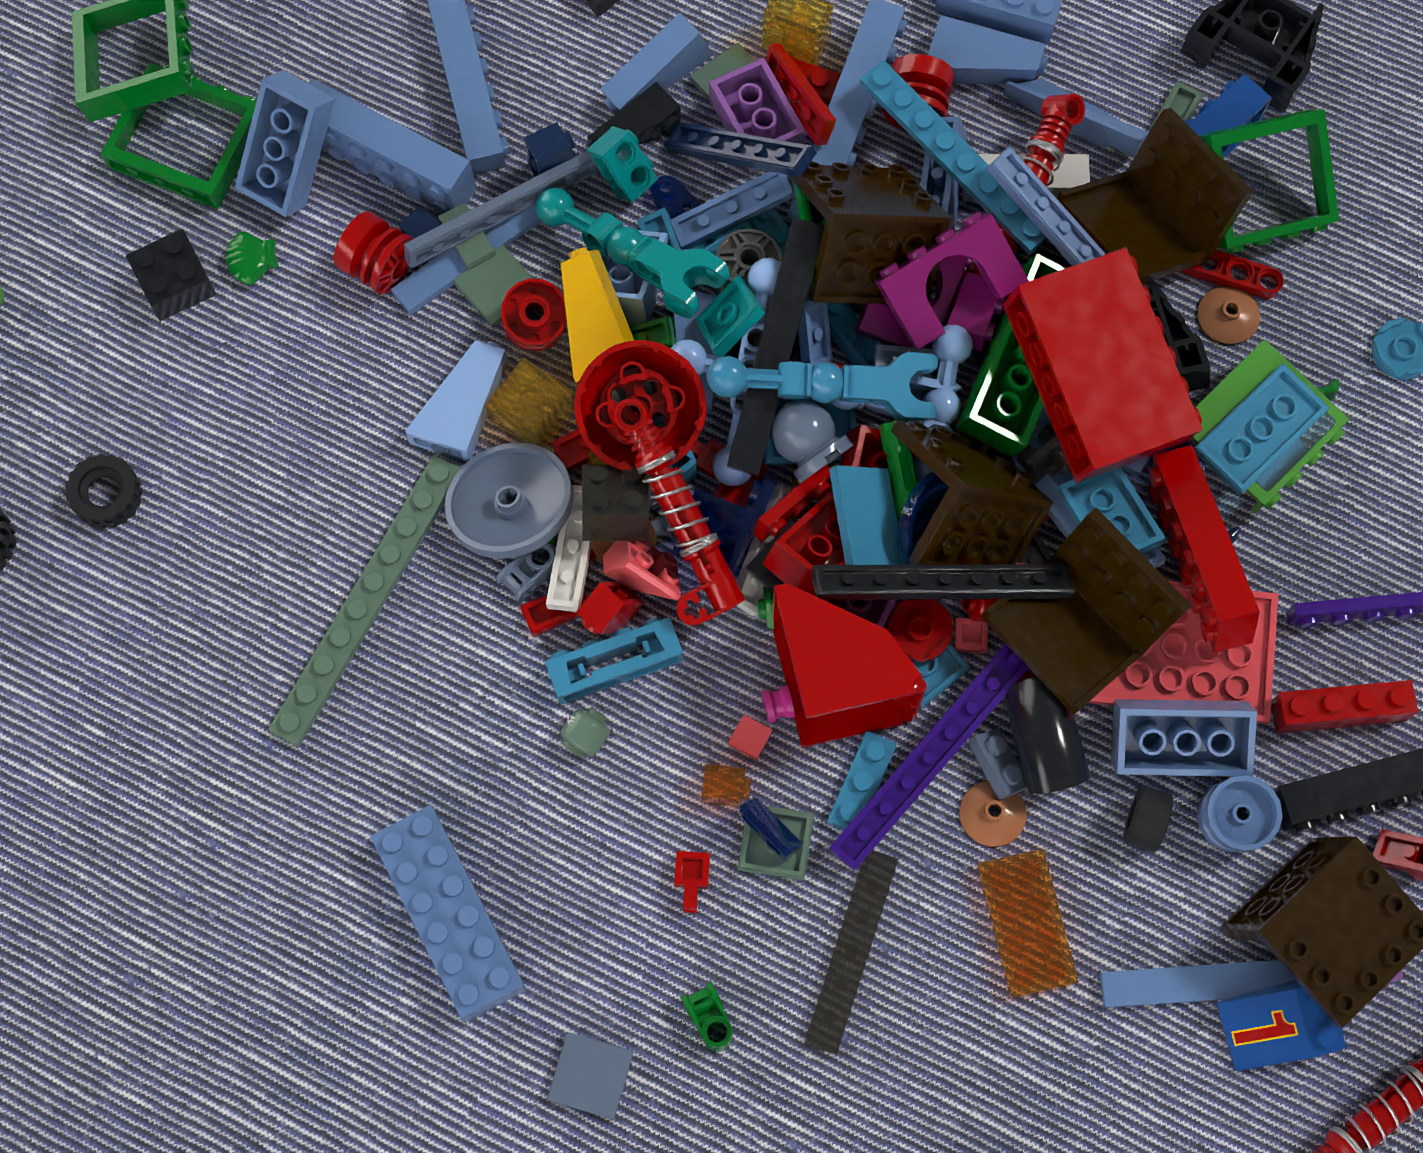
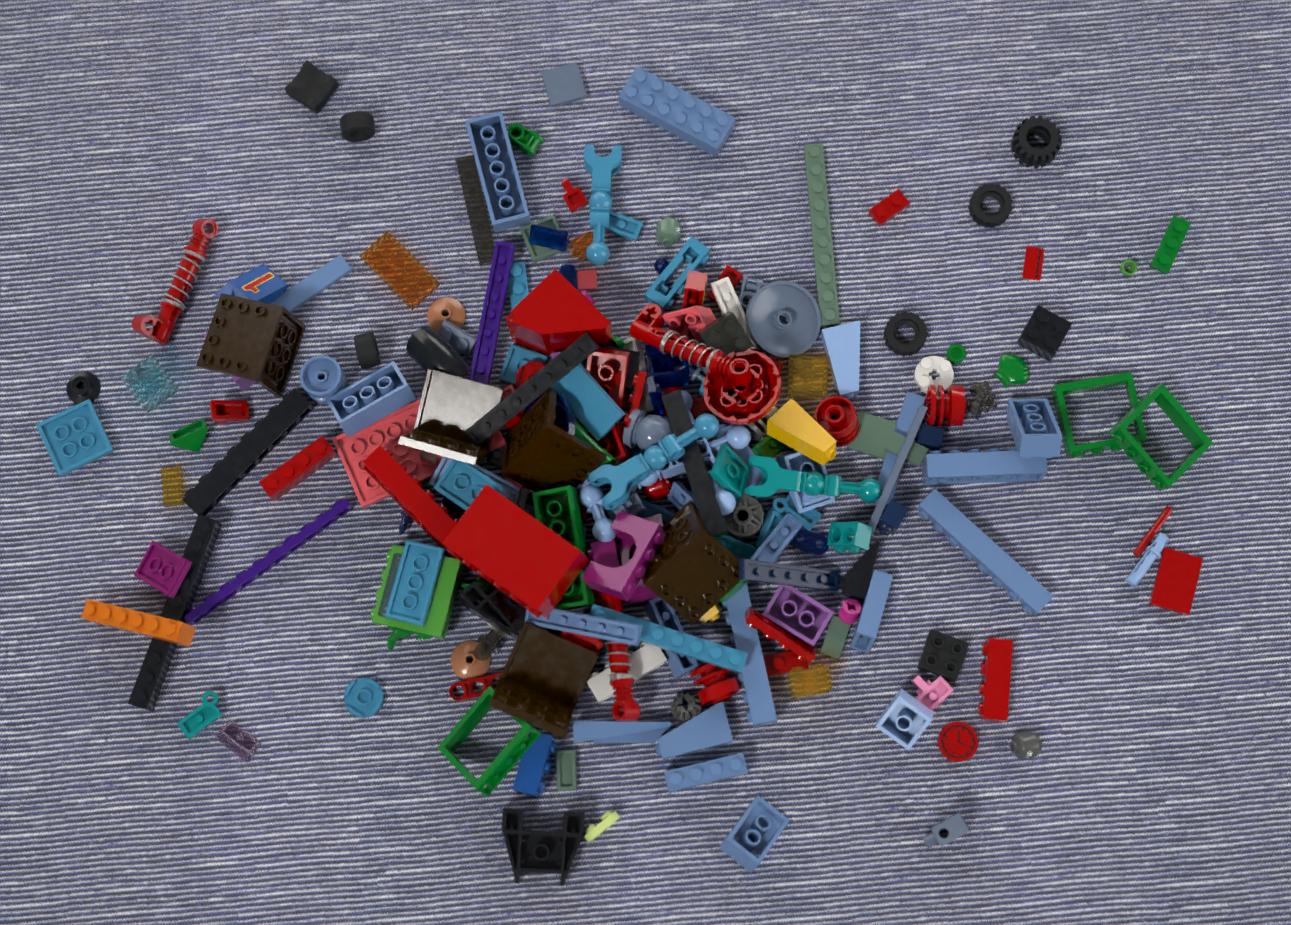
camera: 150 degrees right, 5 degrees up
(108, 383) = (1033, 263): none -> red sticker
(244, 578) = (888, 207): none -> red plate
(306, 324) = (956, 354): none -> green tile
(309, 250) = (983, 401): none -> clear smoke hips
(350, 363) = (905, 348): none -> black tyre
(358, 330) = (930, 364): none -> white plate
(631, 698) = (657, 263): none -> clear blue hinge
(647, 786) = (624, 226): none -> dark azure plate
(656, 835) = (600, 202): none -> dark azure piece
(691, 88) = (849, 611): none -> dark pink wheel
(779, 752) = (570, 274): none -> clear blue brick
(784, 985) = (498, 171): none -> medium blue brick
(979, 109) = (694, 706): none -> dark grey gear
(1168, 20) = (607, 820): none -> yellowish green plate
(1199, 305) = (487, 645): none -> clear smoke hips

